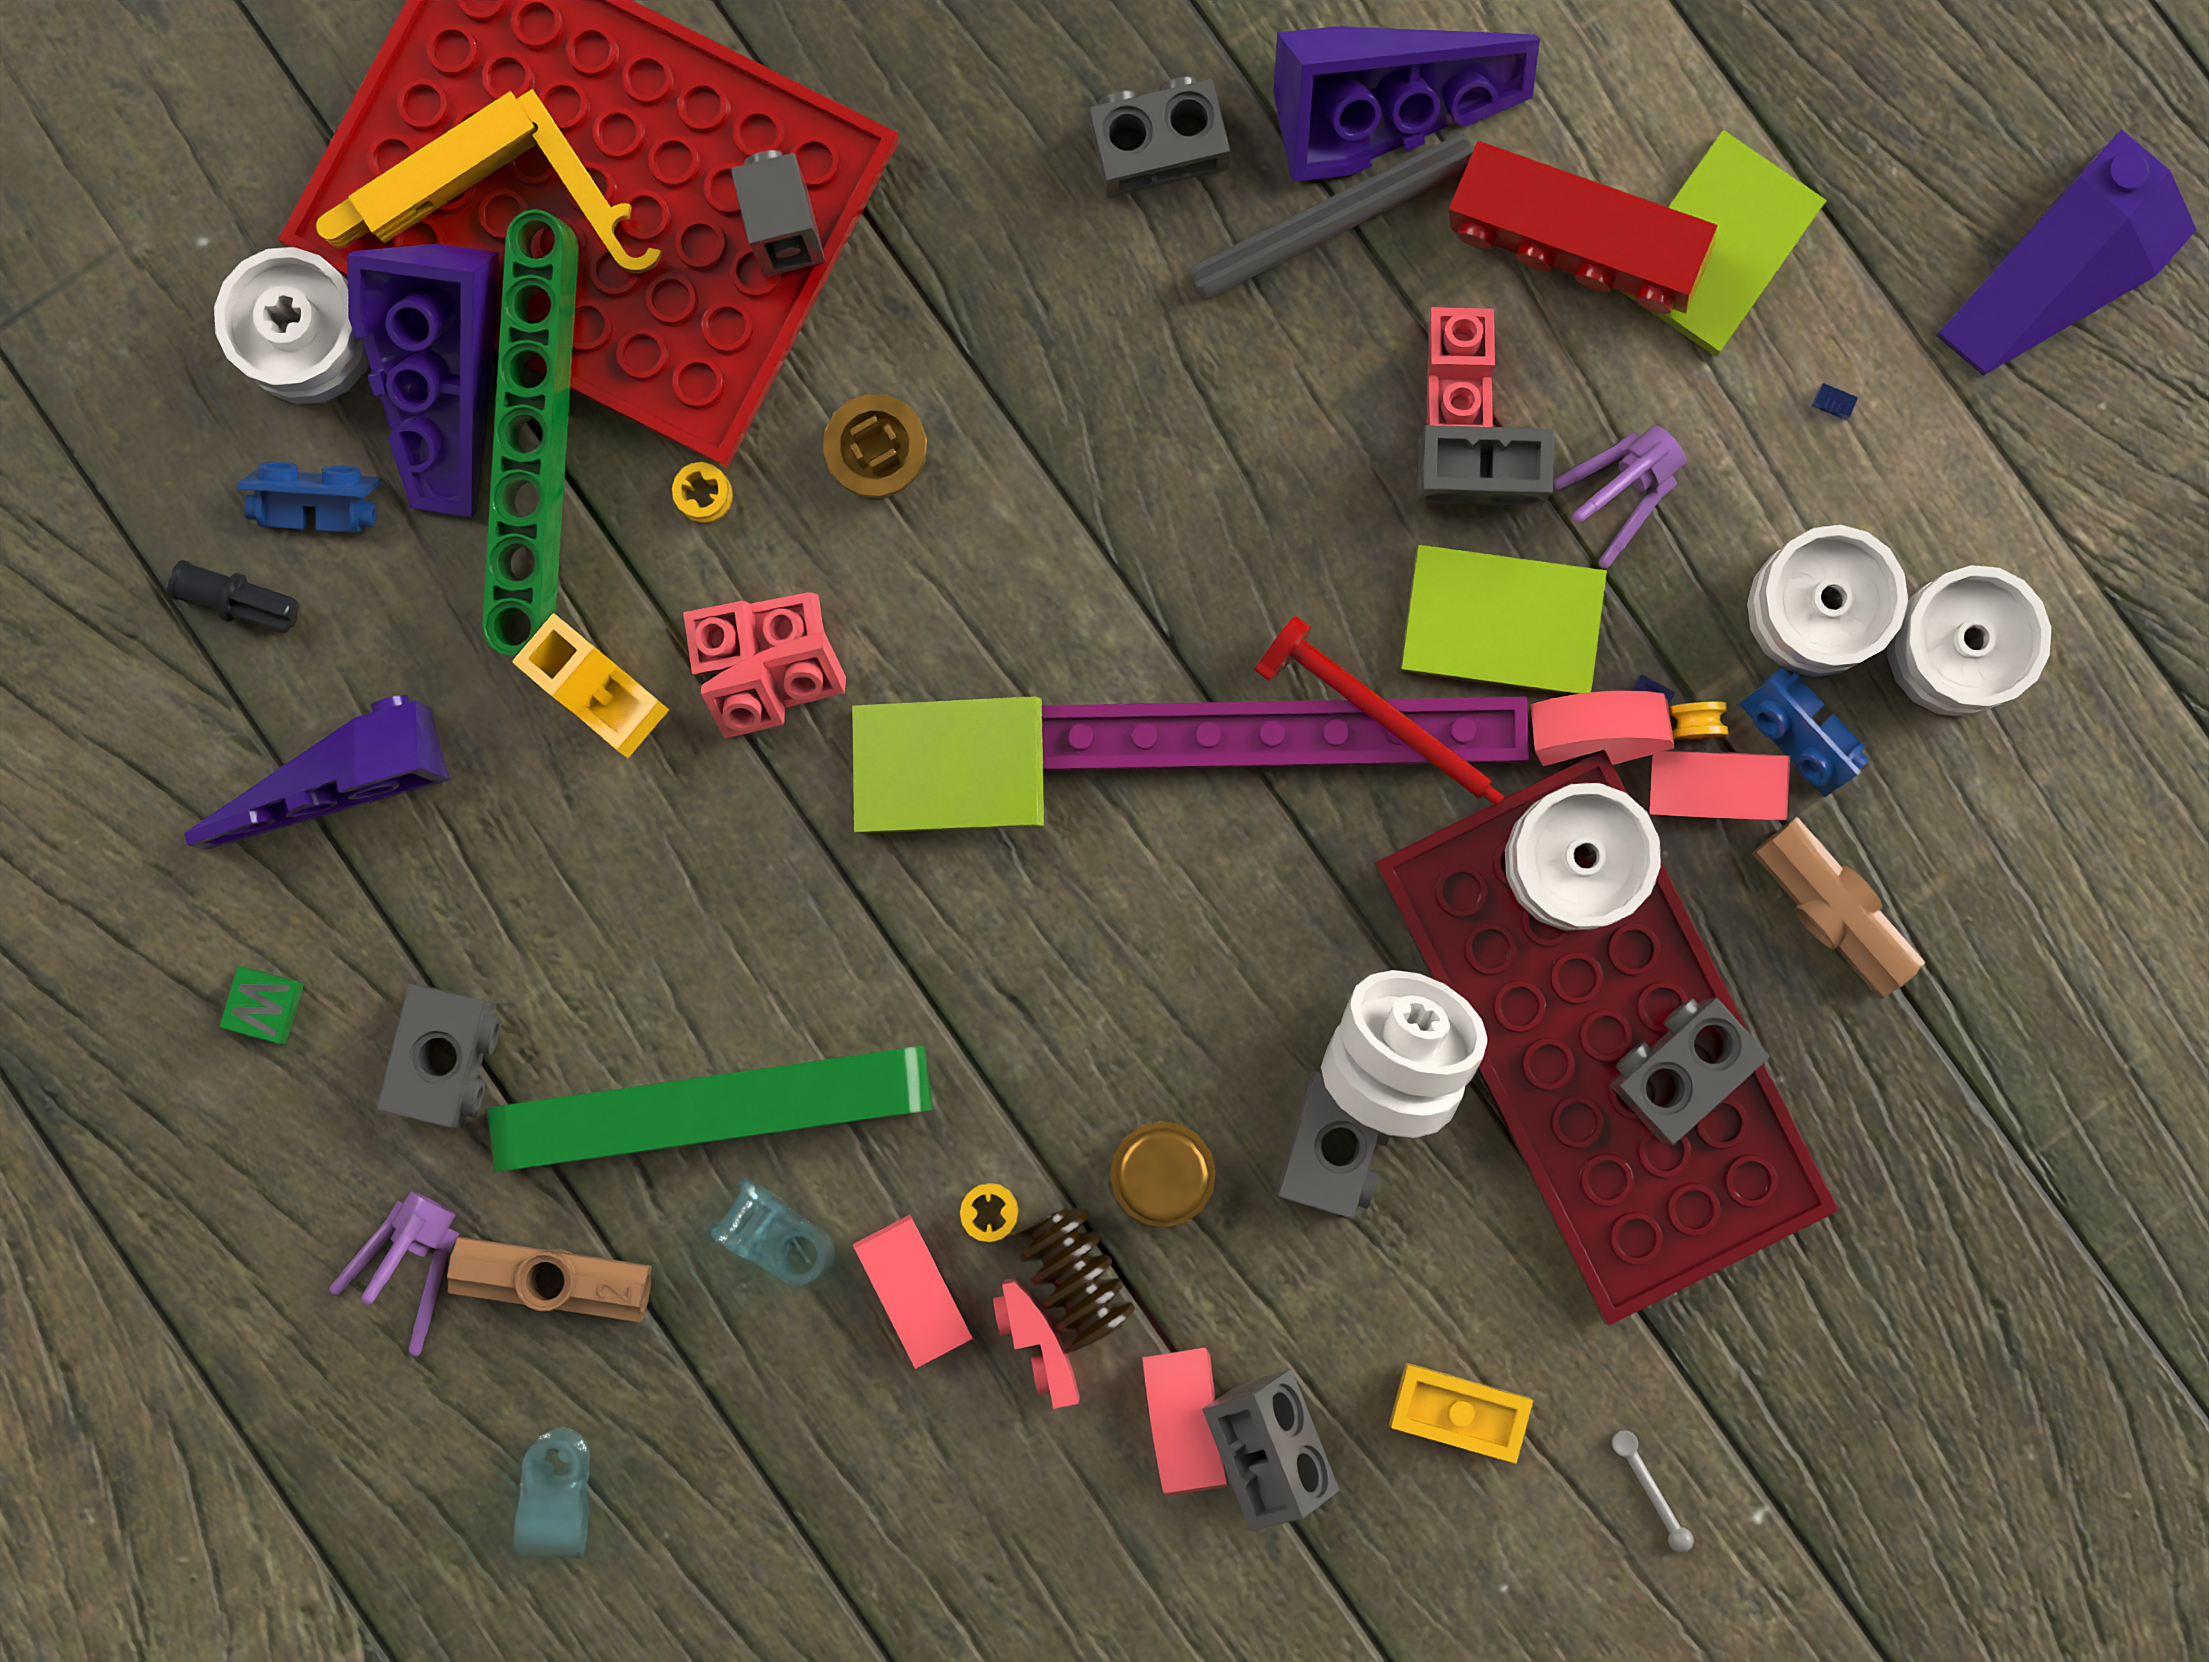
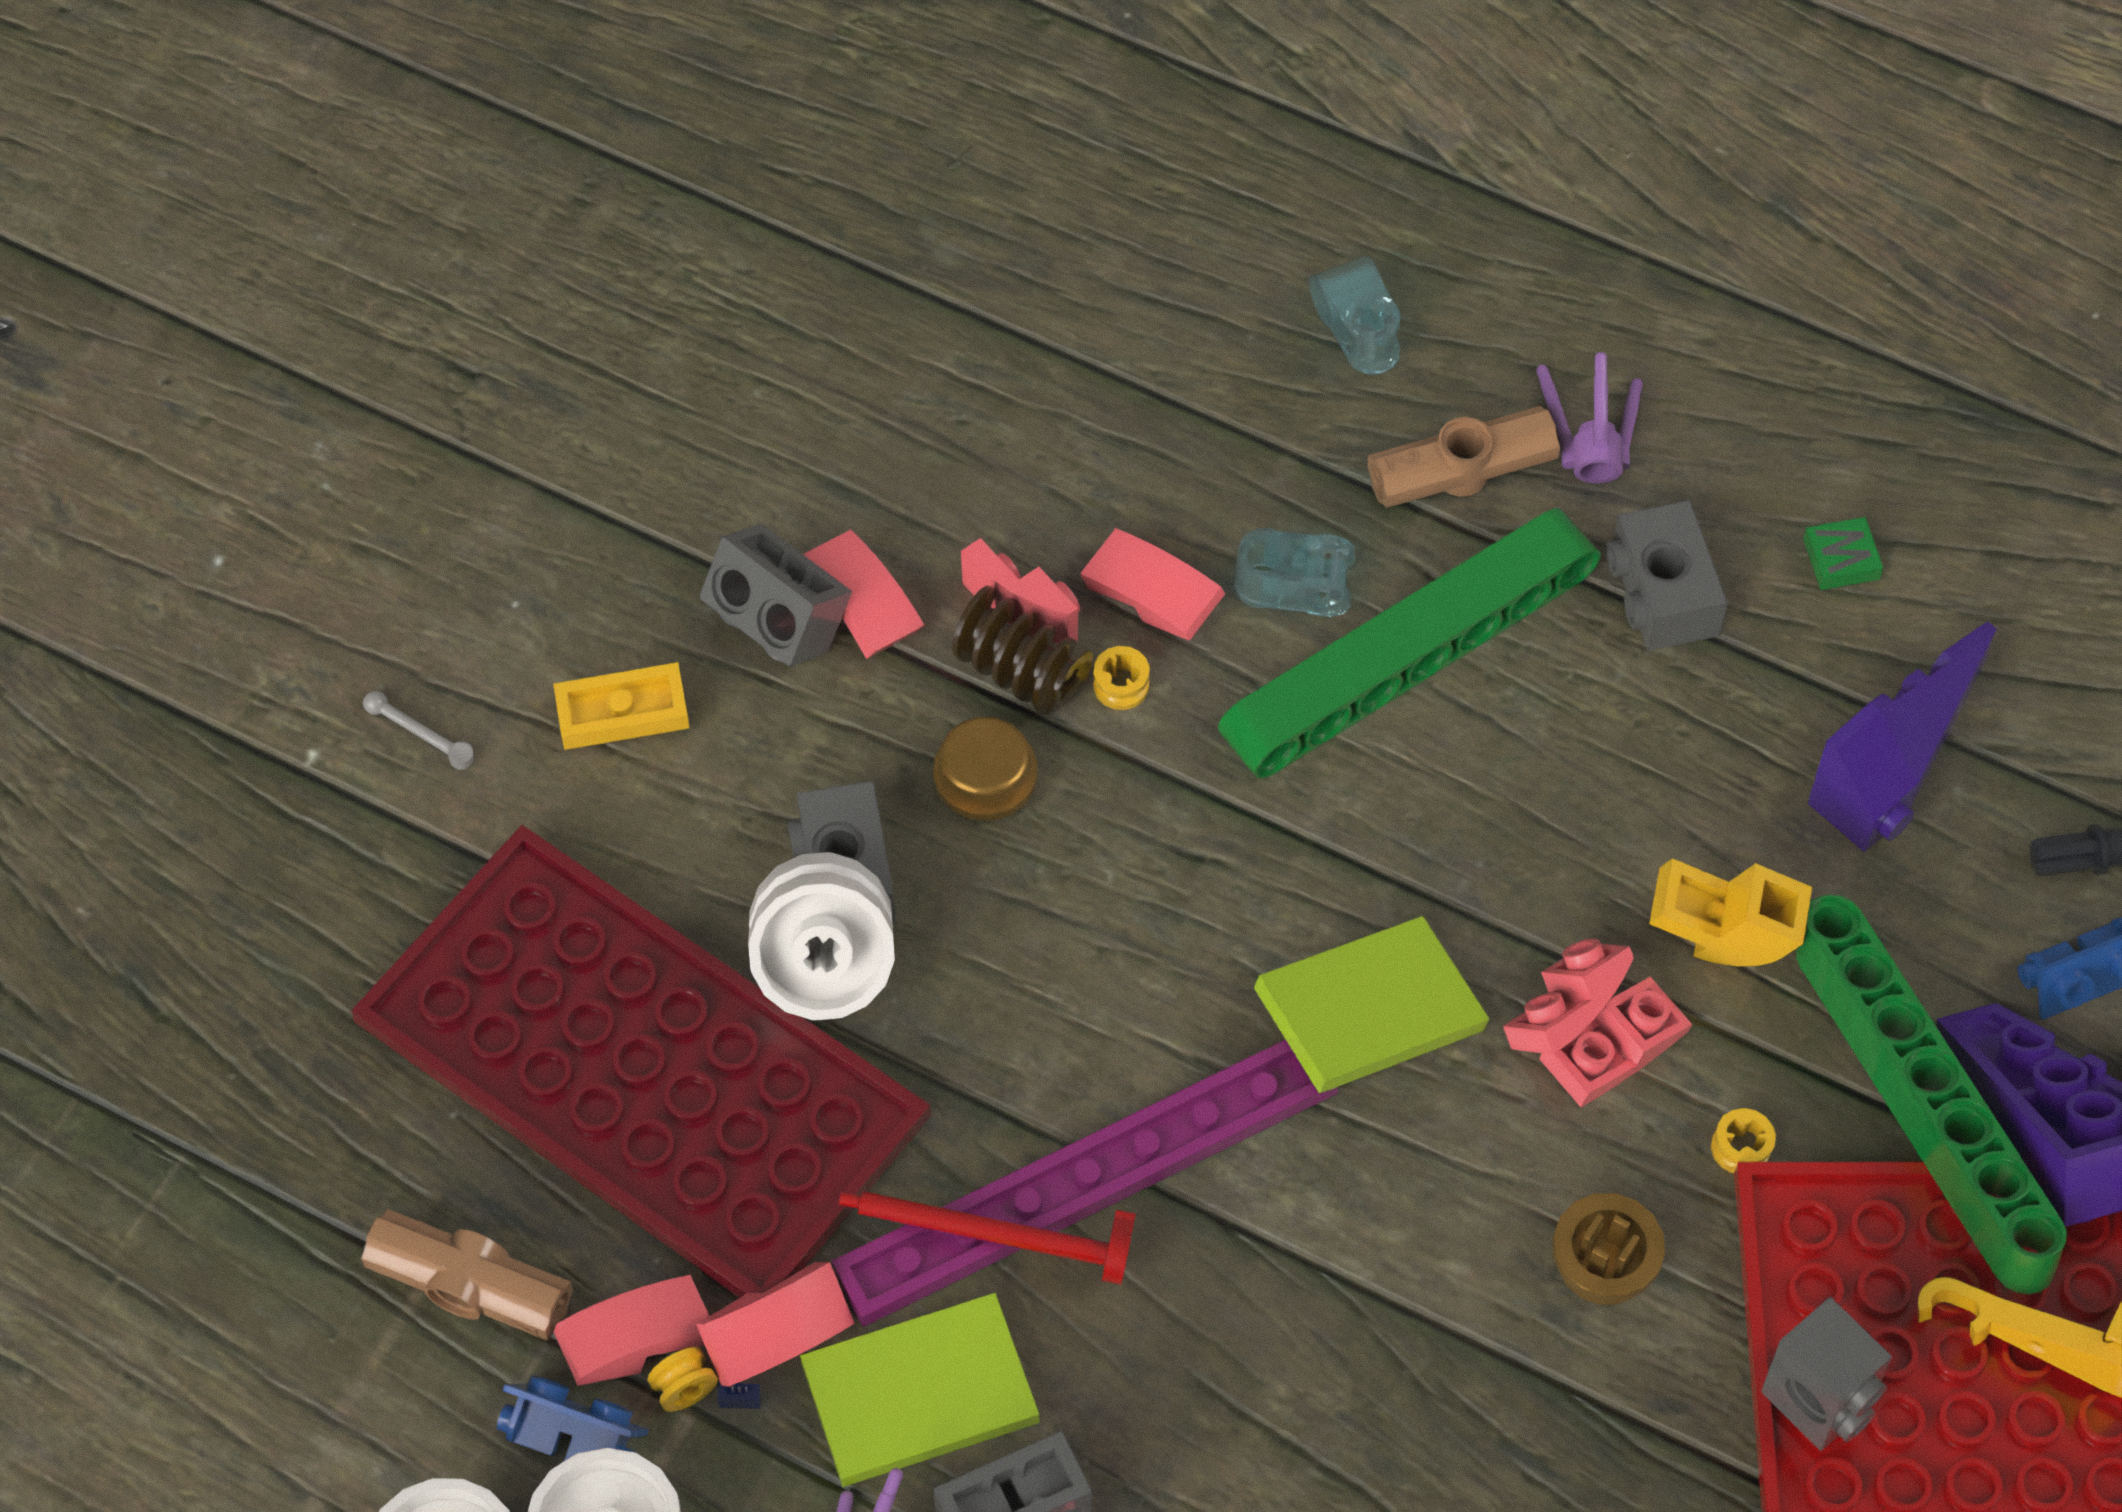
camera: 150 degrees right, 25 degrees down
(1620, 847) = (739, 1169): white wheel -> none
(1697, 1083) = (535, 1043): dark grey brick -> none

